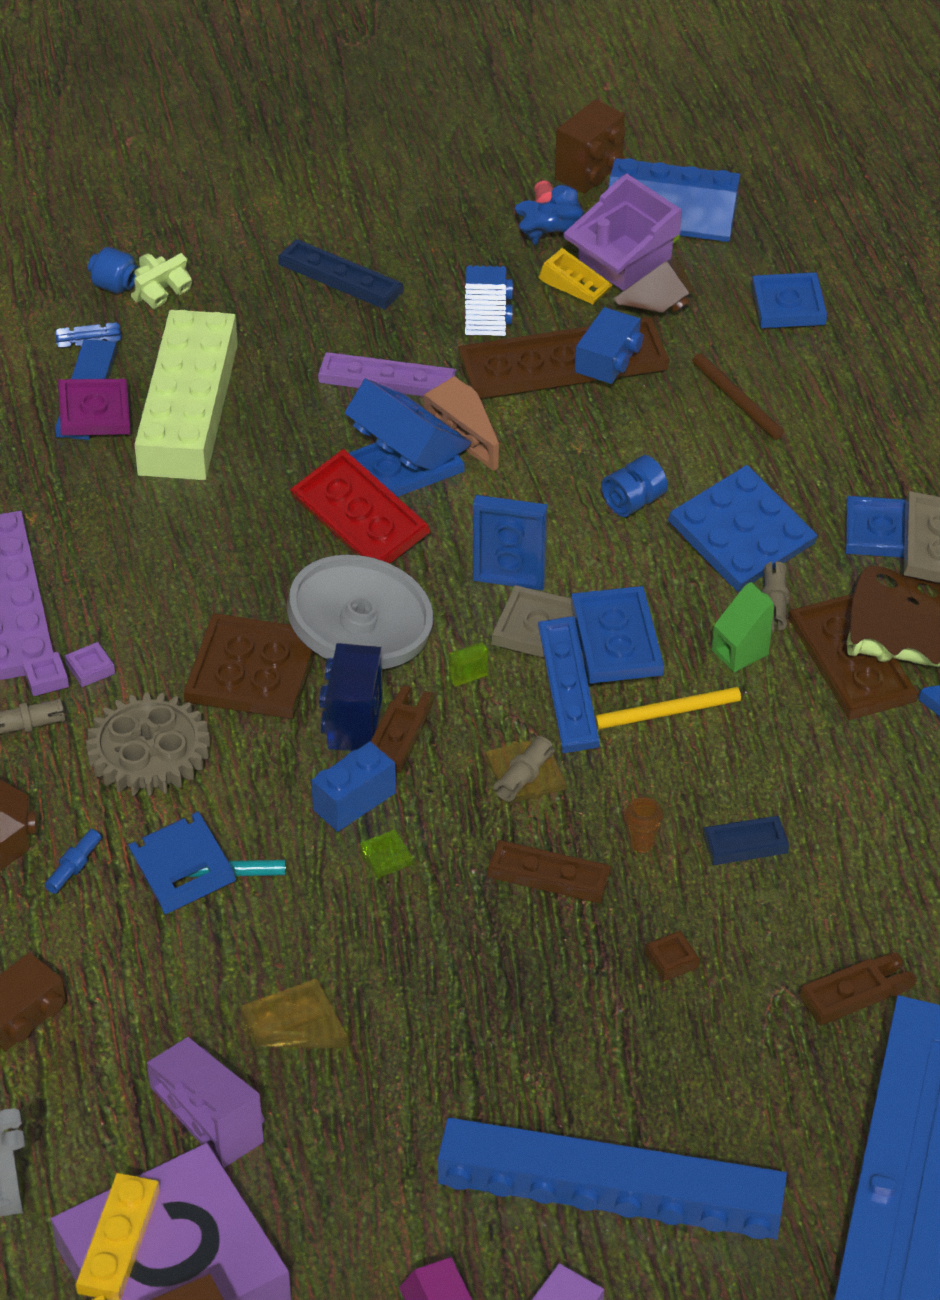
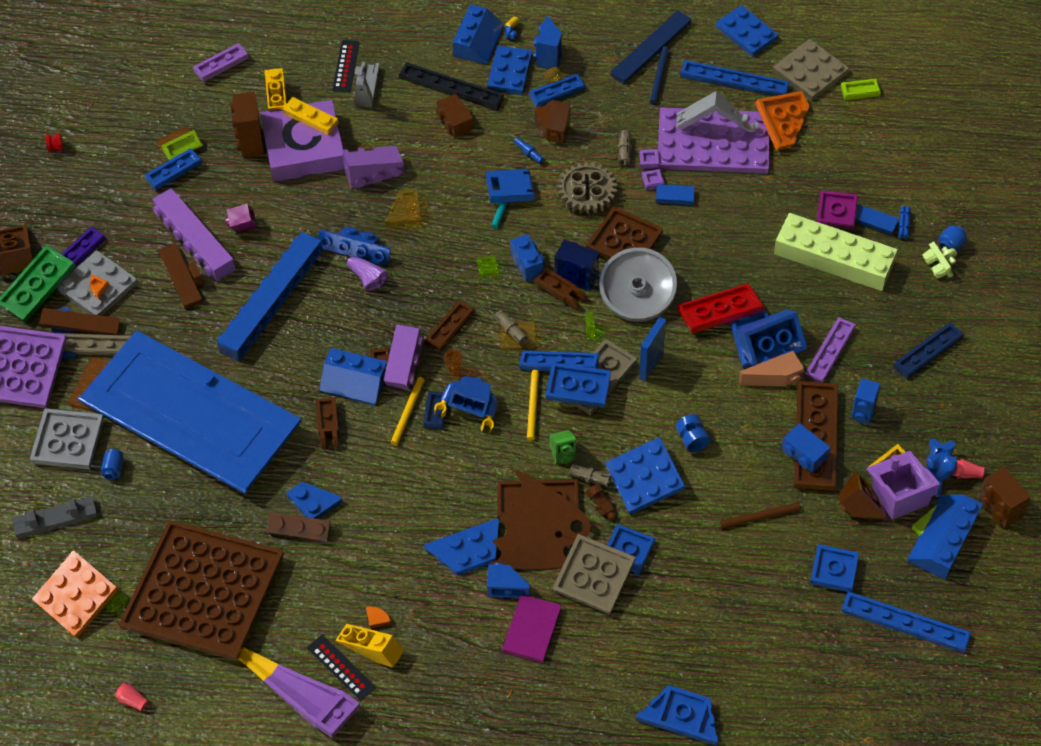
camera: 110 degrees right, 10 degrees up
(117, 625) = (675, 194): none -> blue tile
(415, 1074) = (355, 244): none -> blue bracket
(485, 1024) = (370, 274): none -> medium lavender piece
(663, 899) = (403, 357): none -> medium lavender wedge
(710, 780) = (471, 396): none -> blue torso
(740, 975) = (353, 376): none -> blue slope
(767, 879) = (407, 411): none -> yellow bar
(808, 578) = (604, 506): none -> reddish brown piece
(831, 226) = (906, 622): none -> blue tile

